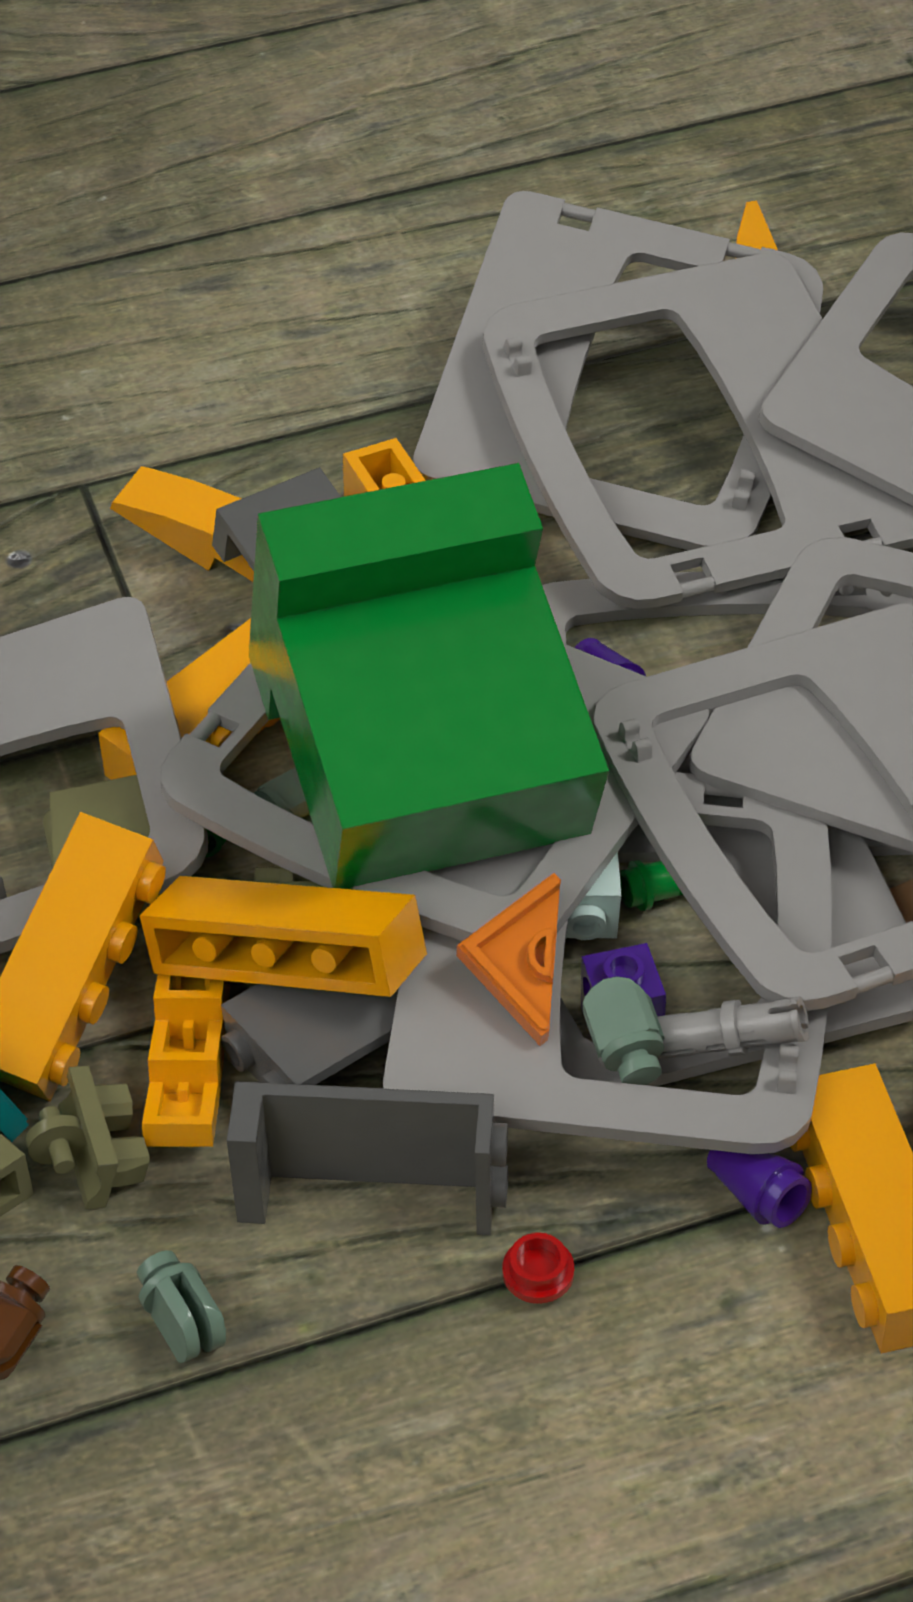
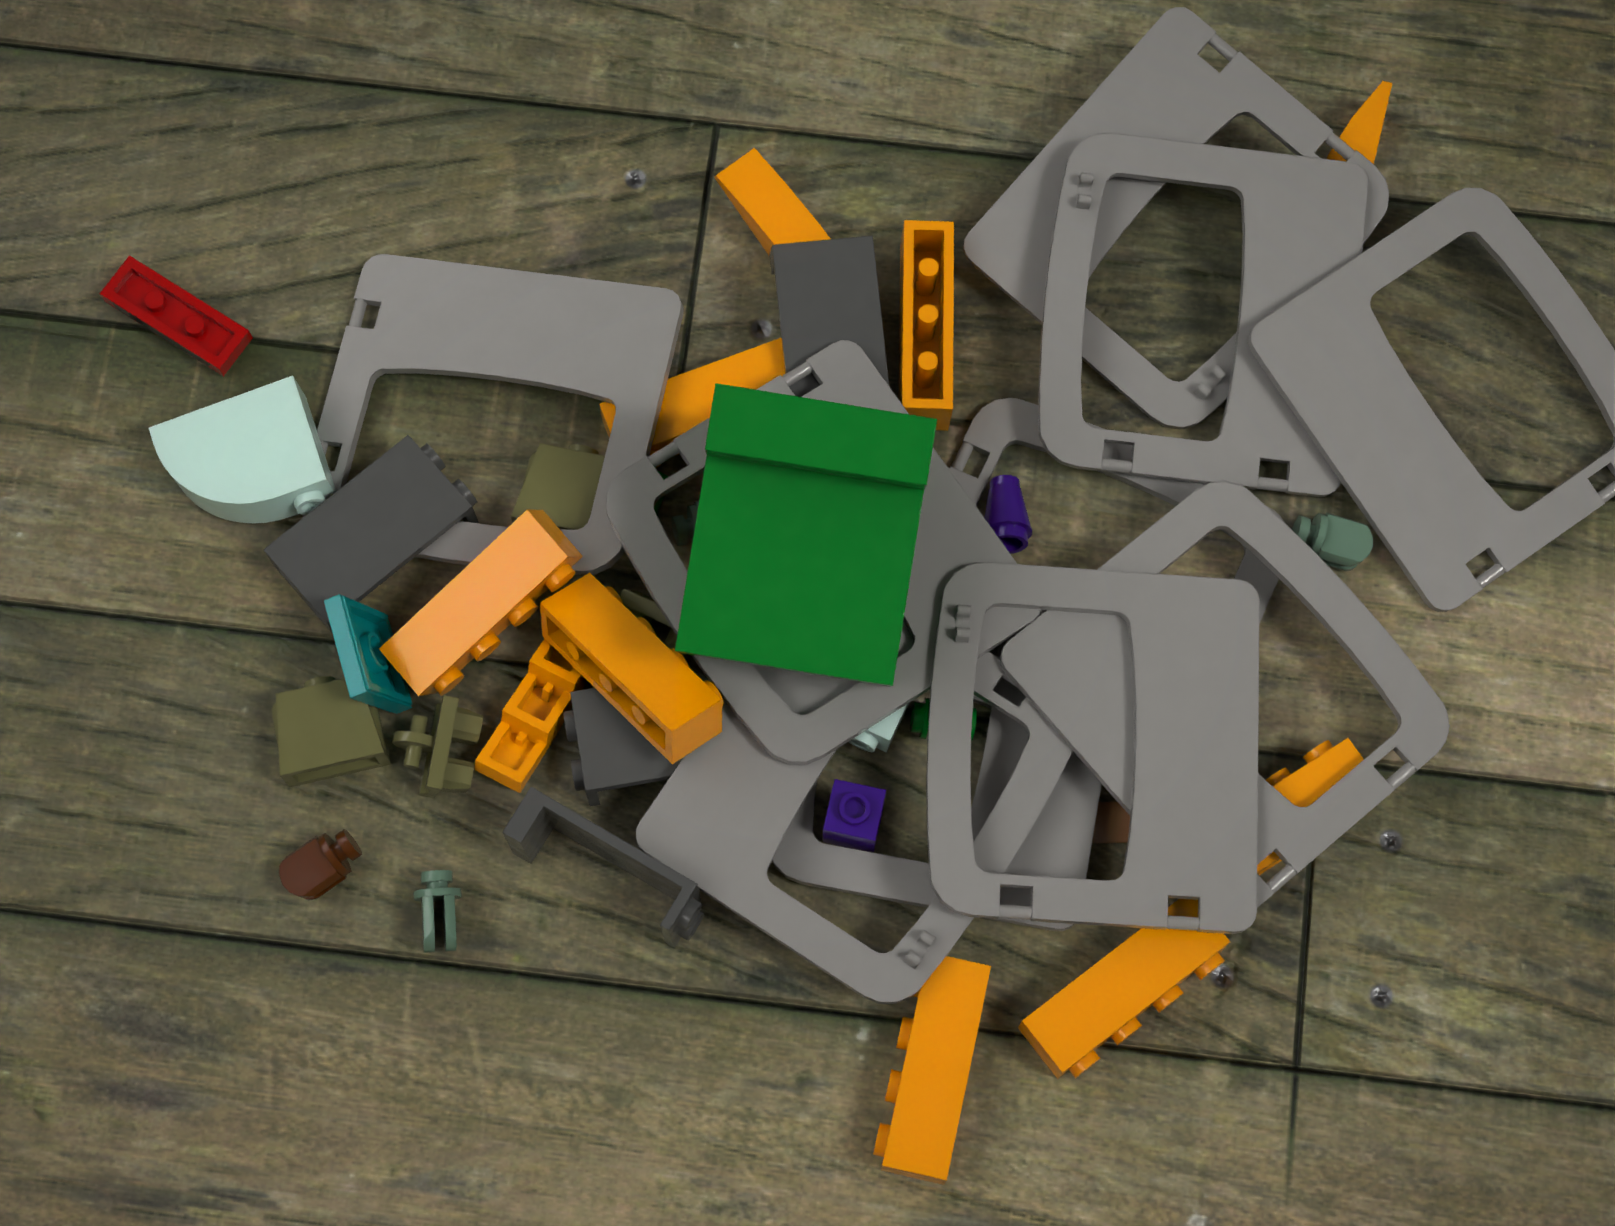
camera: 25 degrees right, 25 degrees up
(517, 956) = (776, 773): orange tile -> none
(538, 1268) = (686, 997): red plate -> none
(625, 1029) = (824, 863): sand green arm -> none
(733, 1028) = (897, 896): light grey pin -> none
(764, 1184) = (870, 1021): dark purple cone -> none

